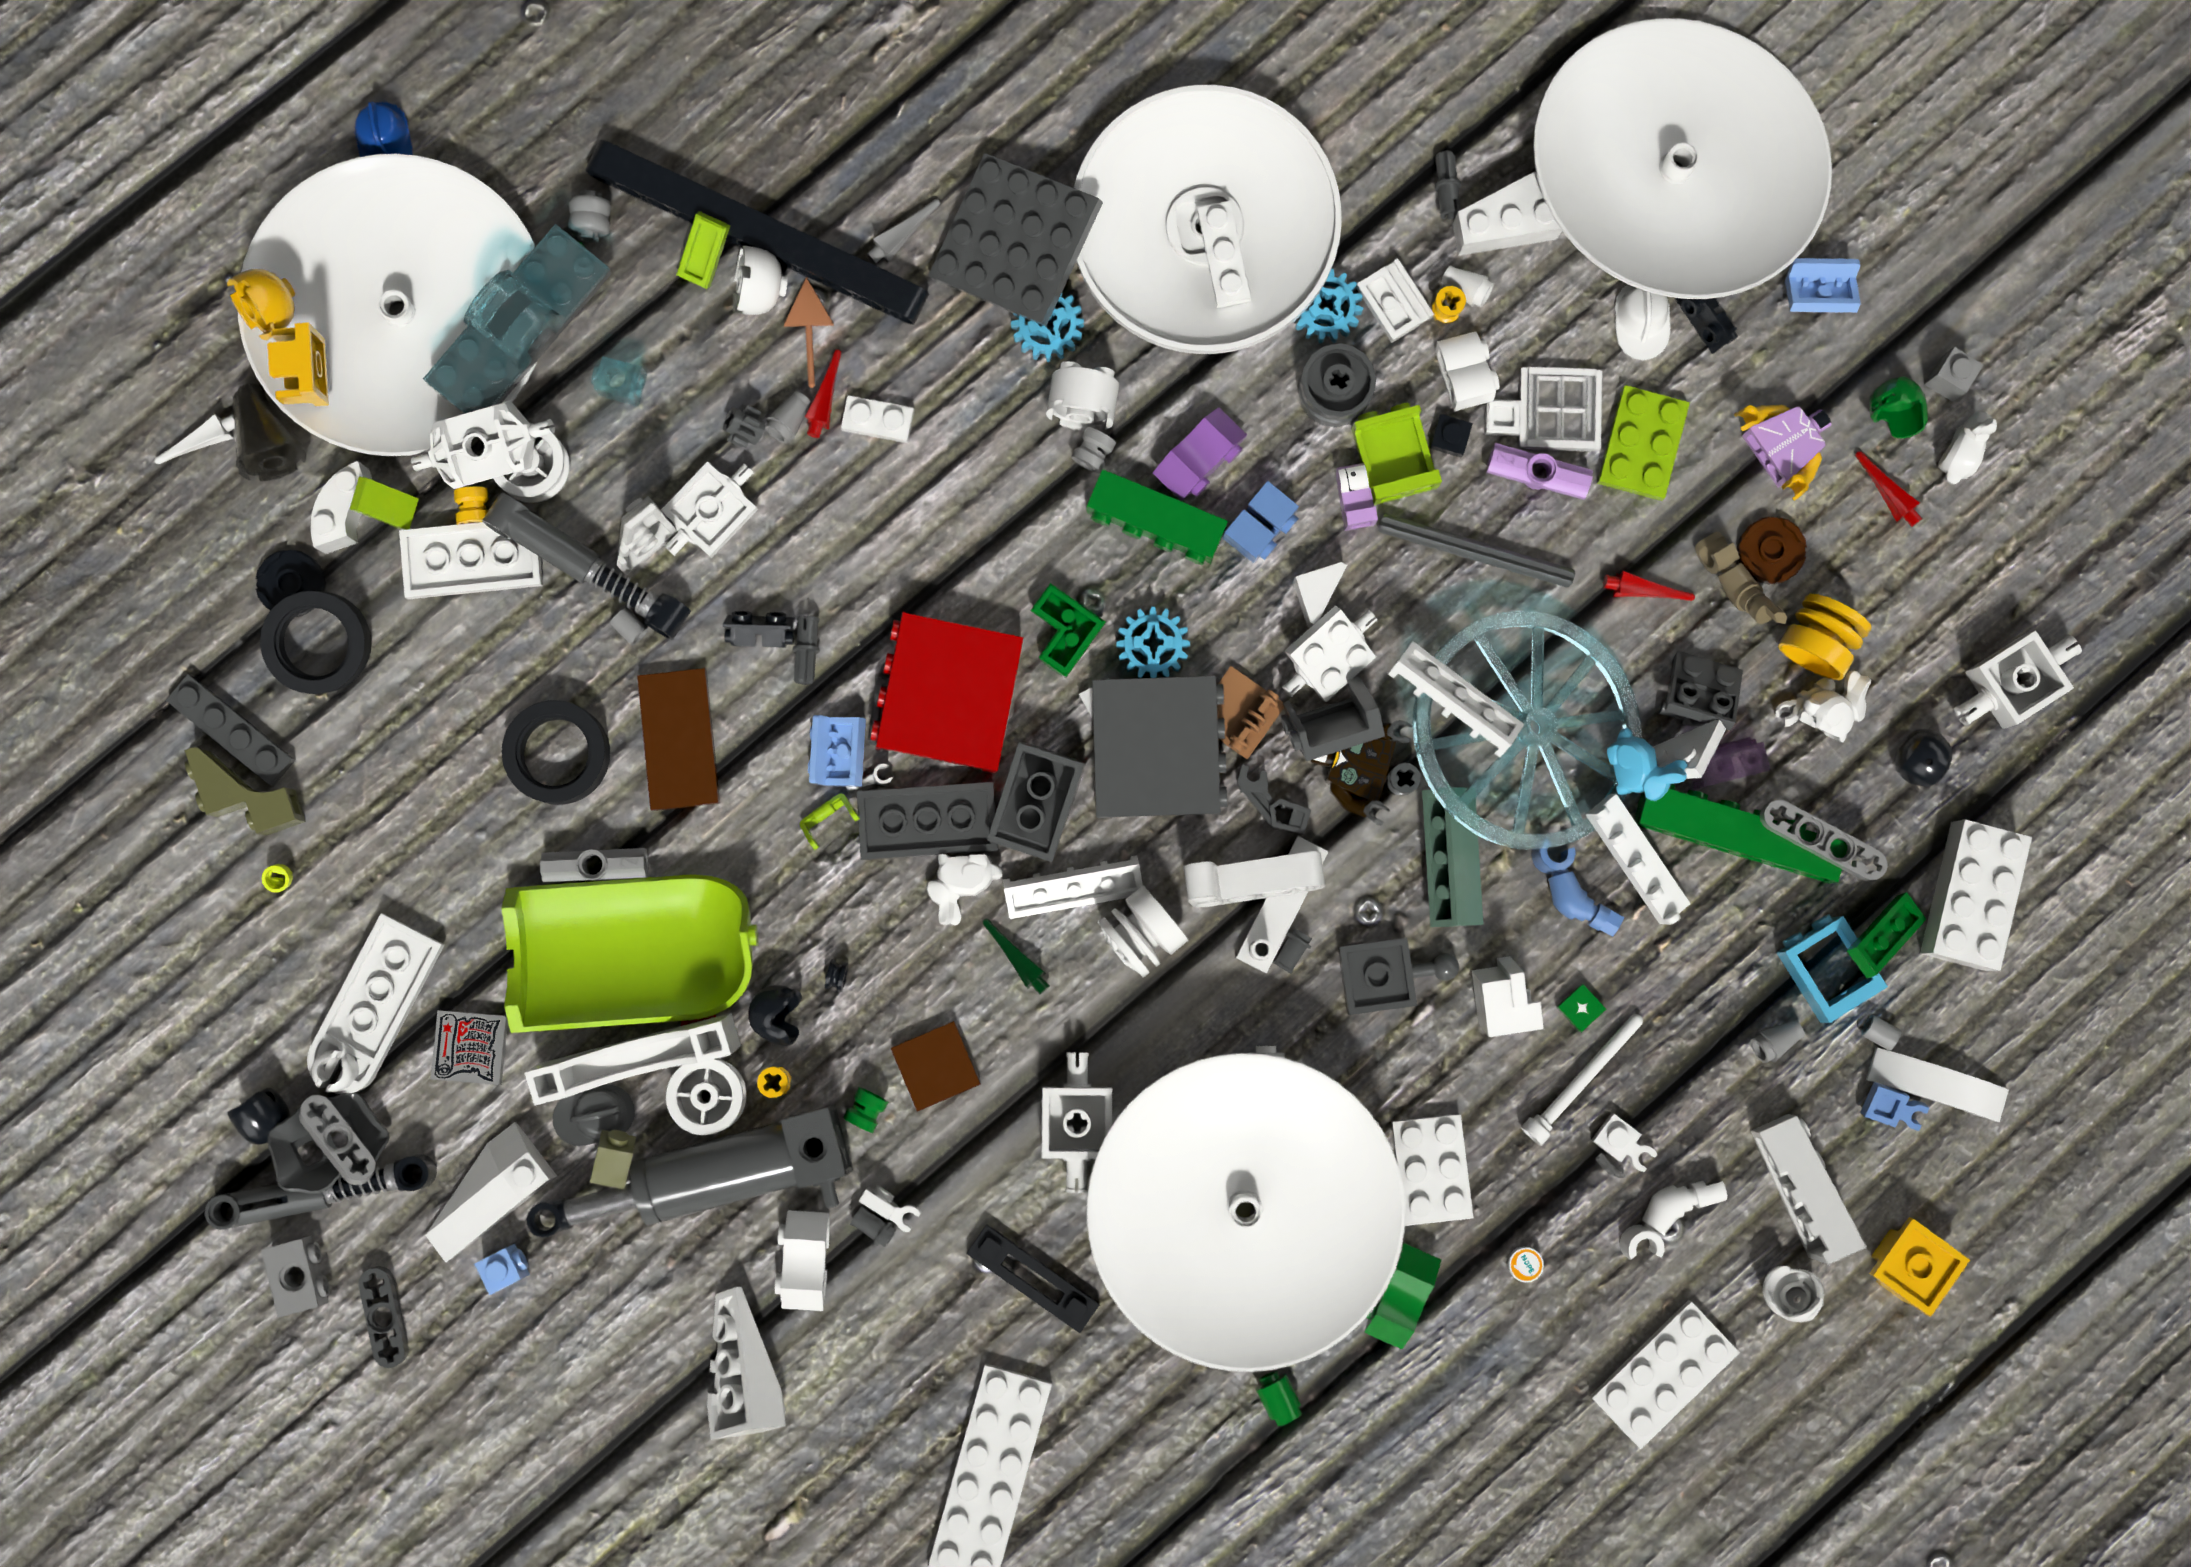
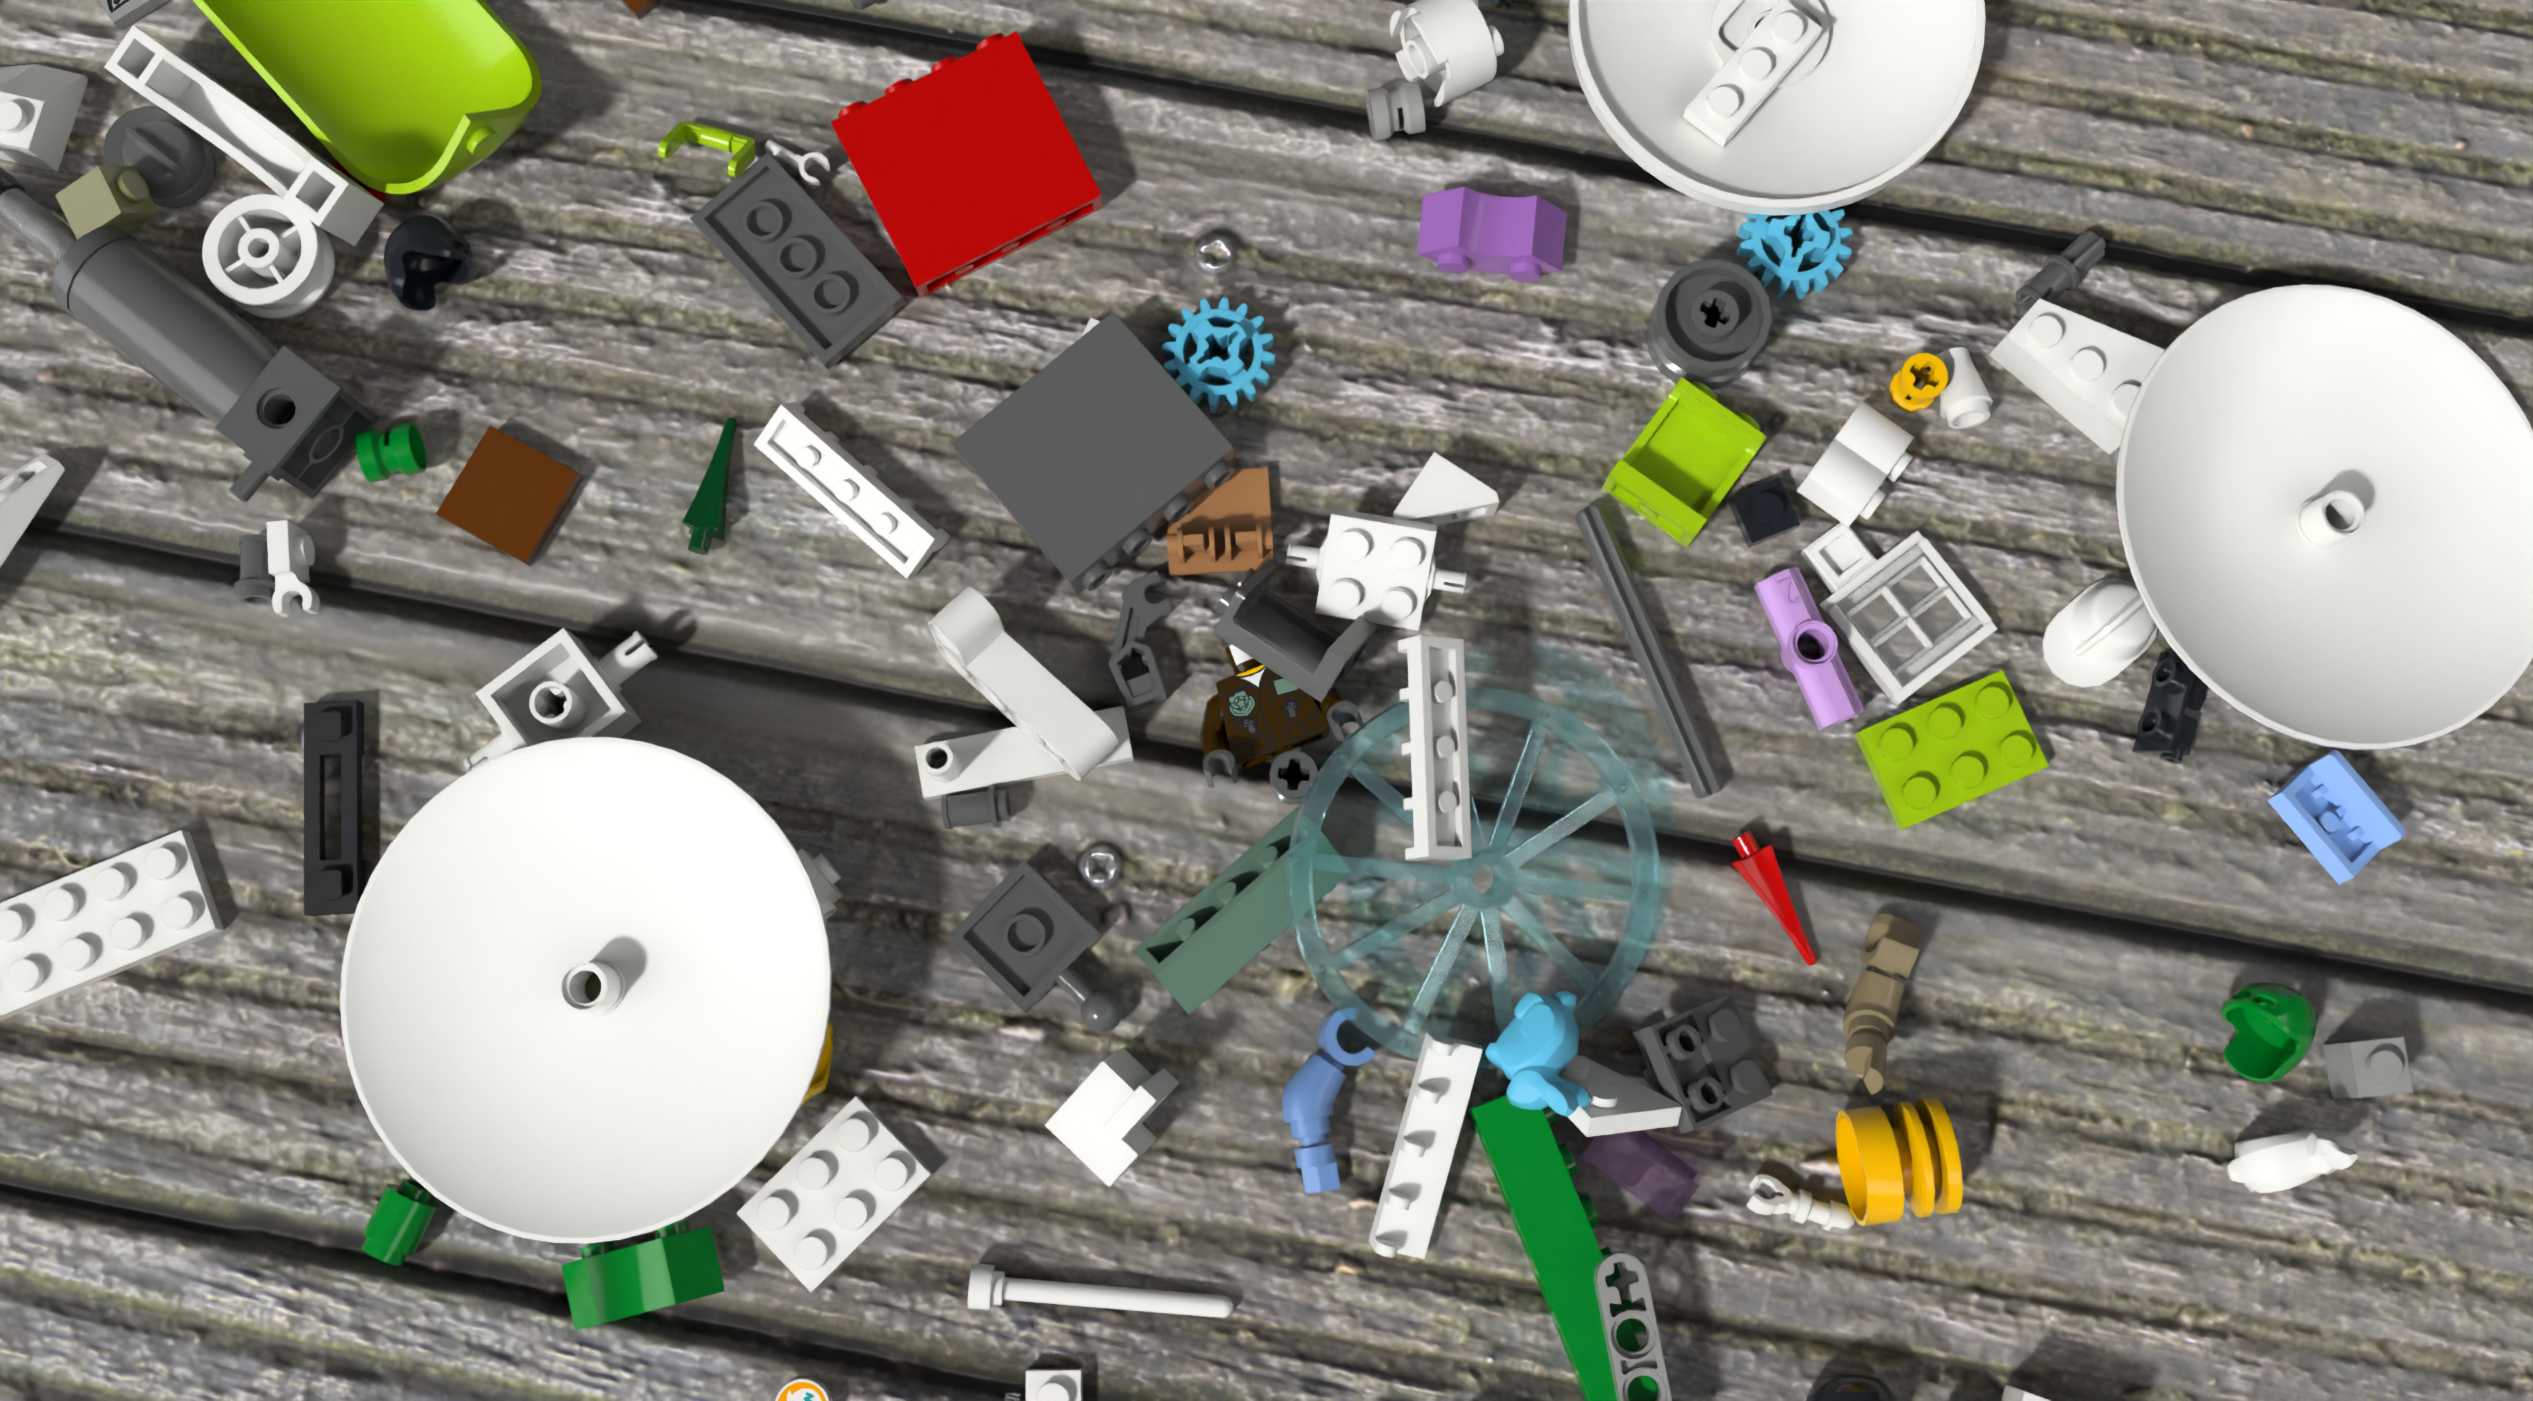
camera: 55 degrees right, 5 degrees down
(763, 1080) = (346, 322): yellow bush -> none
(804, 1260) = (135, 528): white brick -> none
(836, 975) = (530, 297): black bush -> none
(837, 751) = (797, 93): light blue bracket -> none
(958, 878) = (757, 348): white animal -> none
(1036, 801) = (919, 360): dark grey slope -> none
(1075, 628) = (1161, 253): green brick -> none
(1142, 931) = (842, 602): white wheel -> none
(1156, 517) = (1375, 242): green brick -> none
(1272, 510) = (1495, 368): medium blue piece -> none
(1355, 497) = (1592, 455): lavender leg -> none
(1394, 300) = (1869, 317): white plate -> none
(1581, 1008) = (1183, 1223): green tile -> none
(1772, 550) = (1953, 1014): reddish brown tile -> none
(1786, 443) = (2101, 921): lavender torso -> none
(1837, 712) = (1814, 1253): white animal -> none
(1898, 501) = (2150, 1121): red piece -> none

